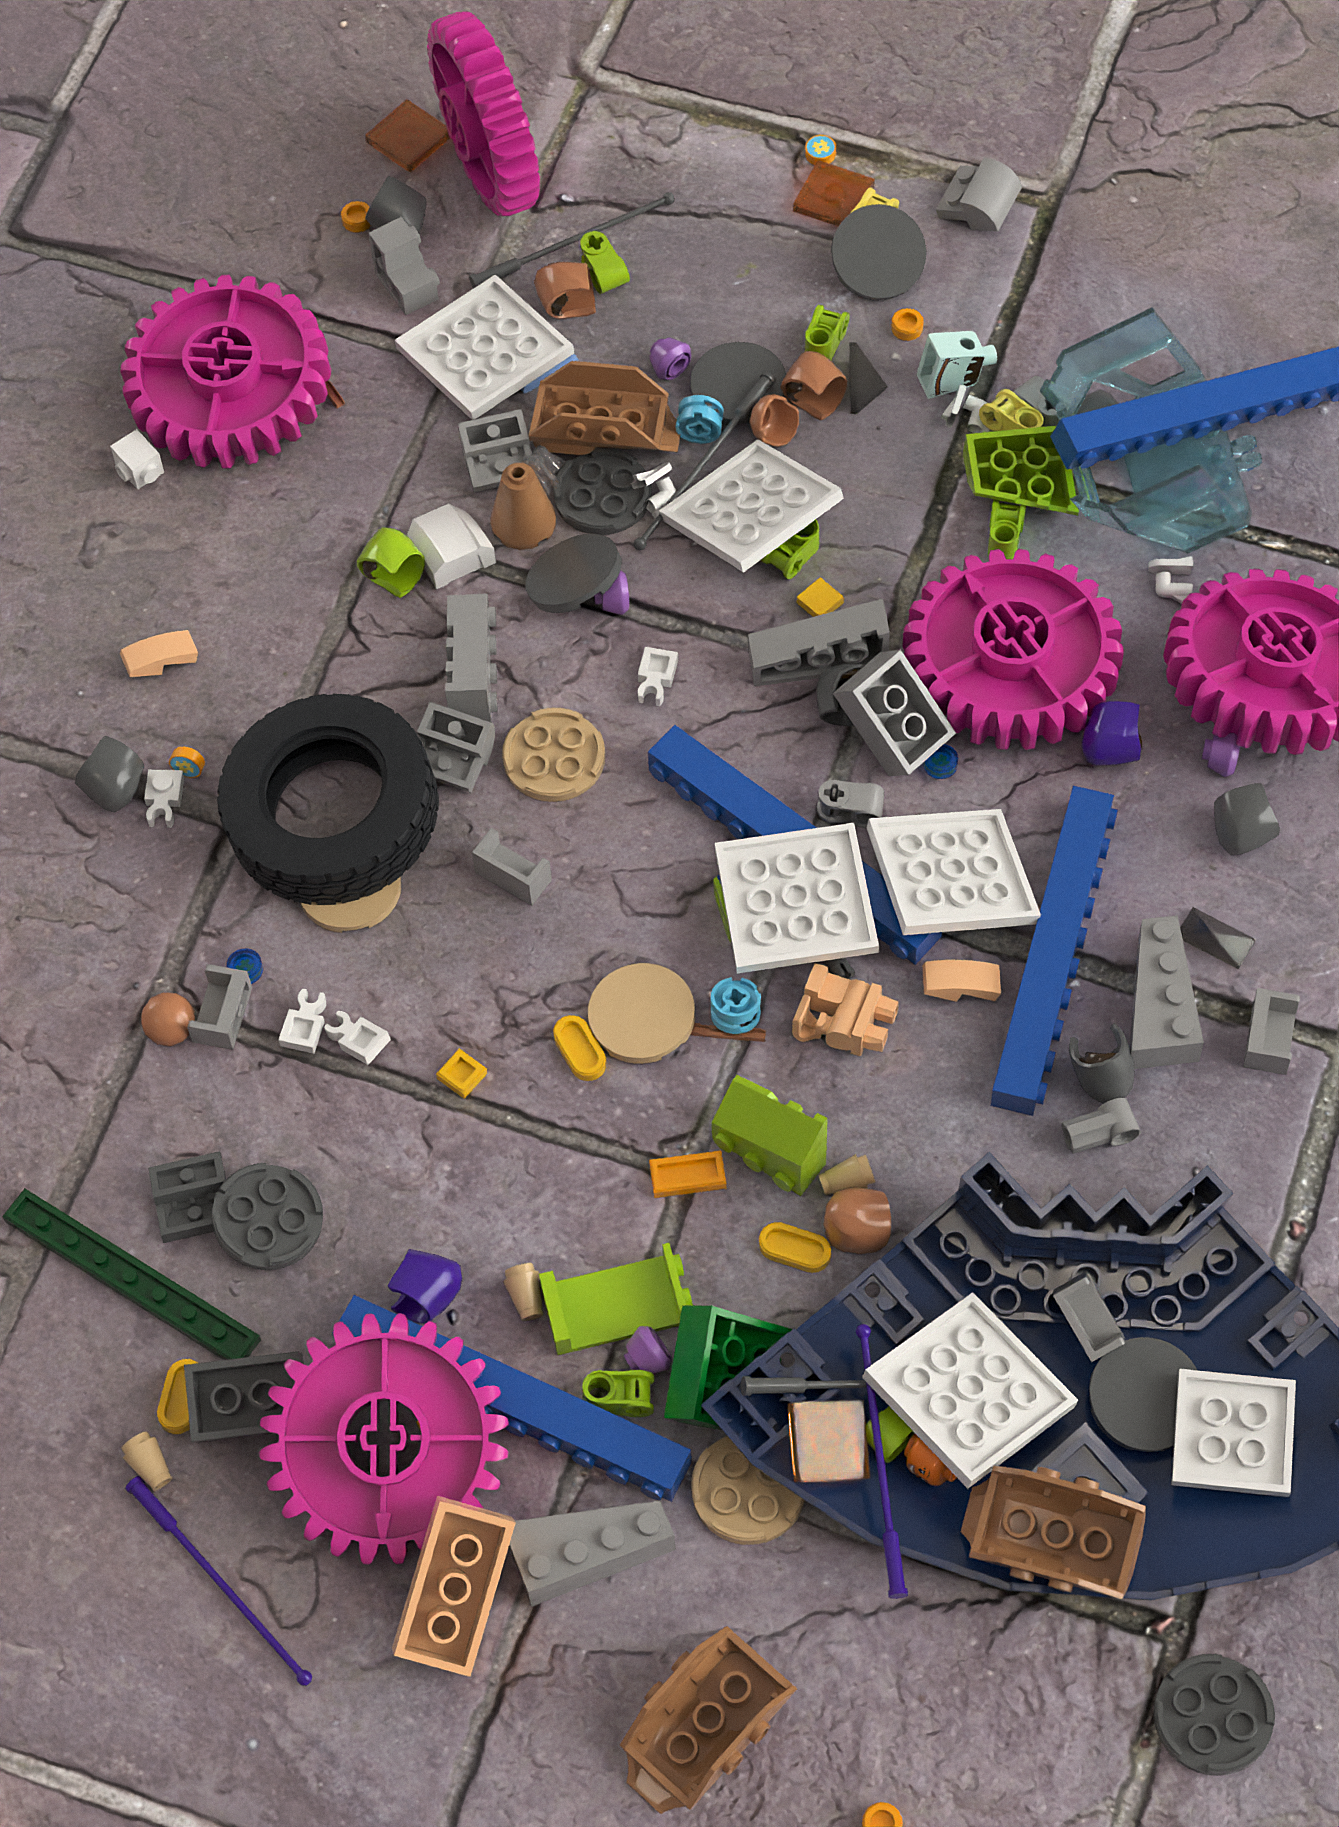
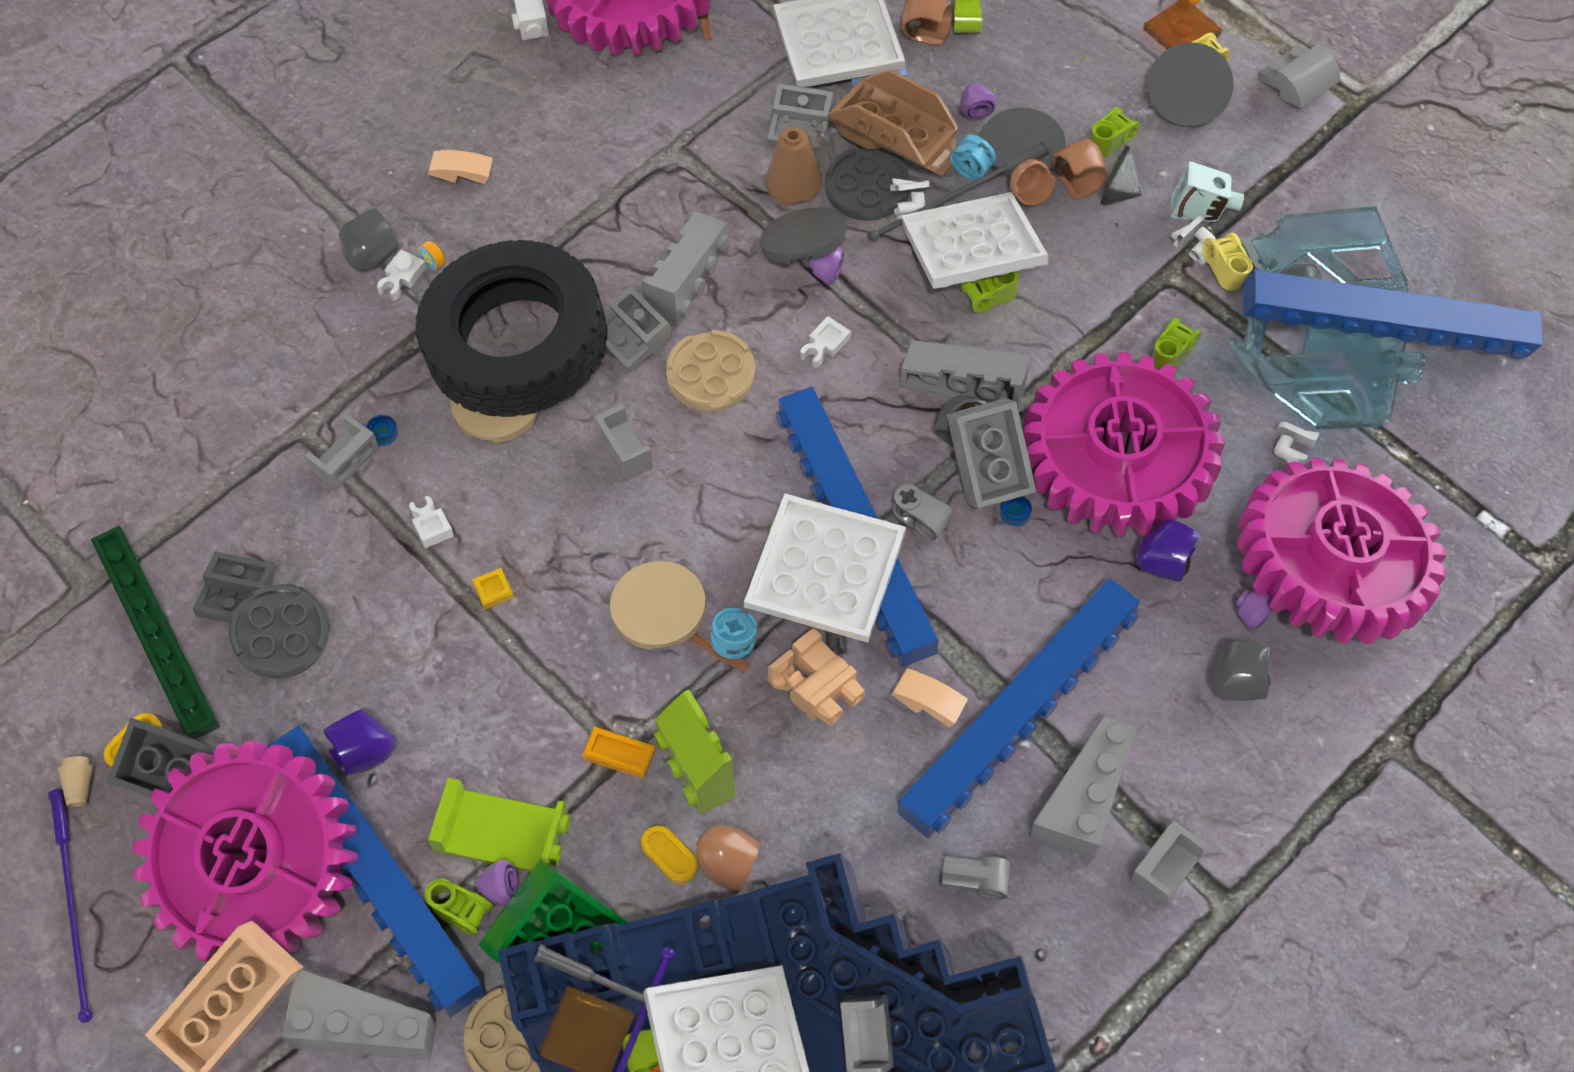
camera: 25 degrees right, 0 degrees up
(167, 1018) = (297, 441): nougat hair -> none
(303, 1027) = (395, 496): white plate -> none
(392, 561) = (672, 169): lime piece -> none
(450, 544) = (725, 175): white slope -> none
(524, 1289) = (433, 785): tan cone -> none
(579, 1048) = (594, 610): yellow tile -> none
(820, 598) = (991, 337): yellow tile -> none
(847, 1174) = (747, 816): tan cone -> none
(907, 324) = (1185, 151): light orange tile -> none
(952, 871) = (968, 604): white plate -> none
(1019, 469) = (1207, 300): lime wedge -> none
(1105, 1074) = (1005, 834): dark grey piece -> none
(1216, 938) = (1166, 761): clear smoke slope -> none

